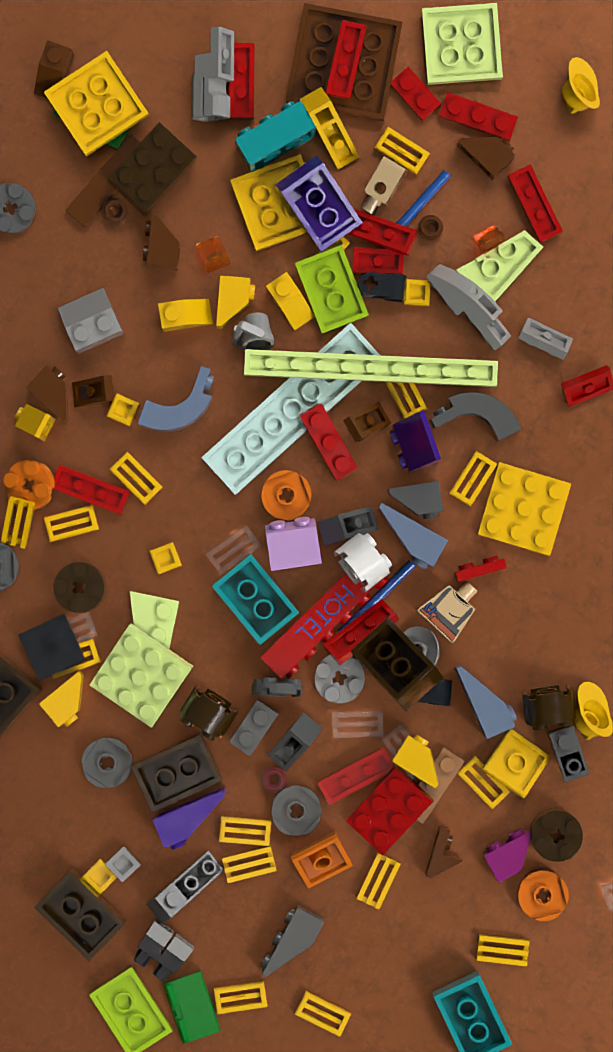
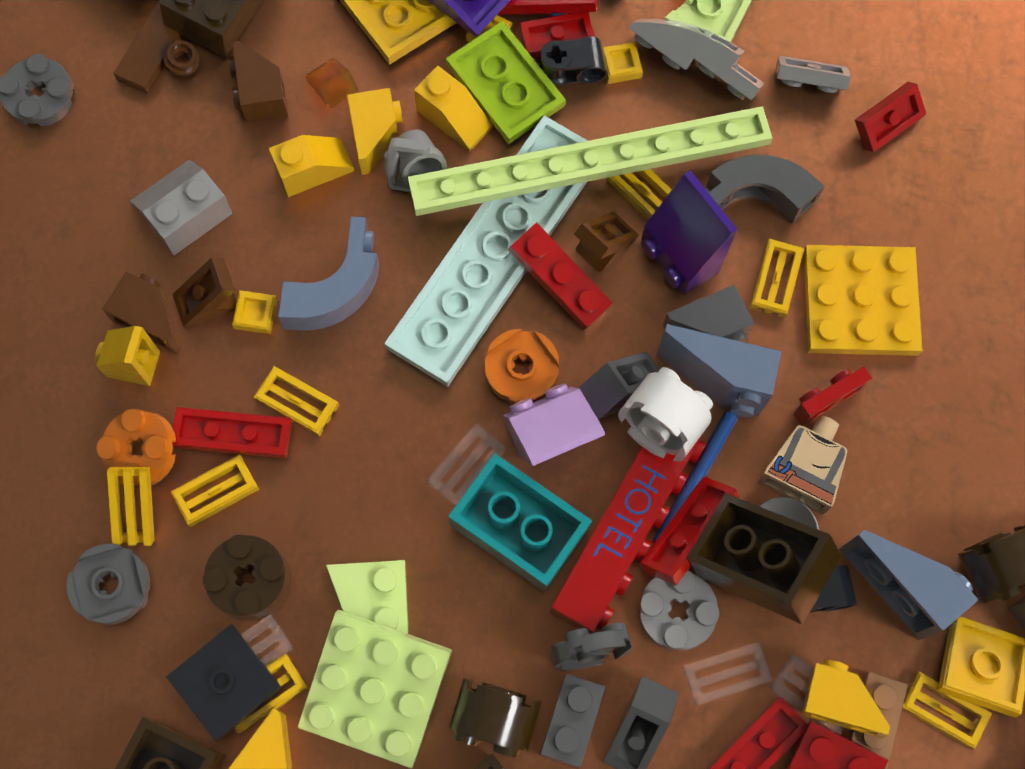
camera: 20 degrees left, 15 degrees down
(165, 558) = (368, 503): yellow tile -> none

